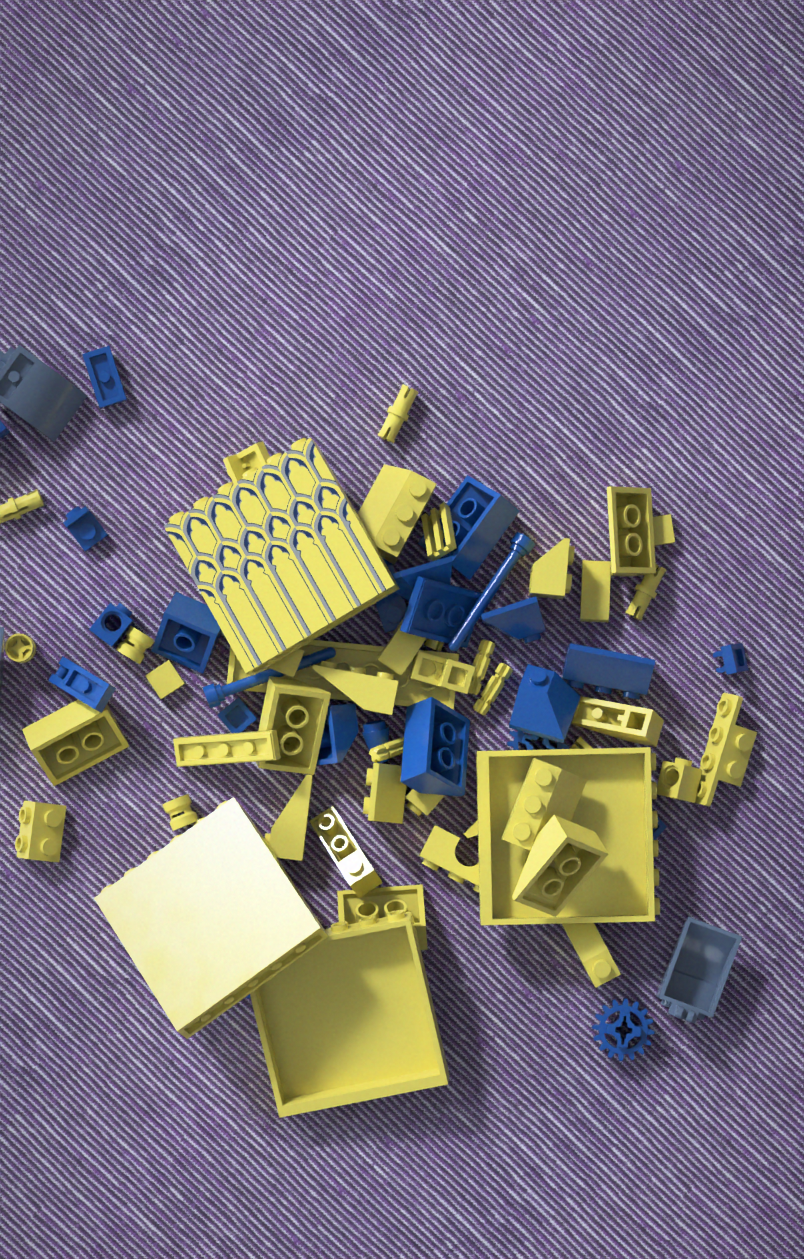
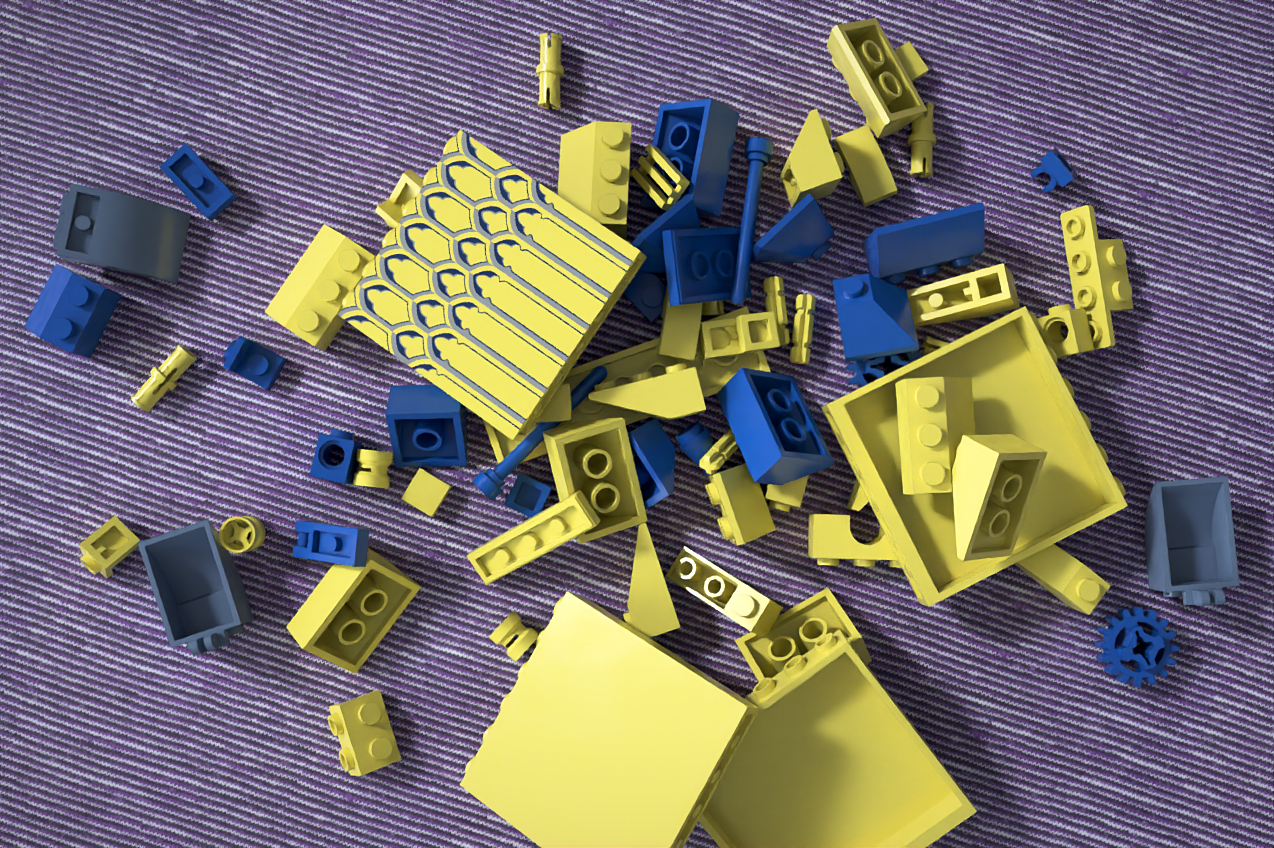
camera: 30 degrees left, 0 degrees up
(158, 494) = (317, 286): none -> light yellow slope

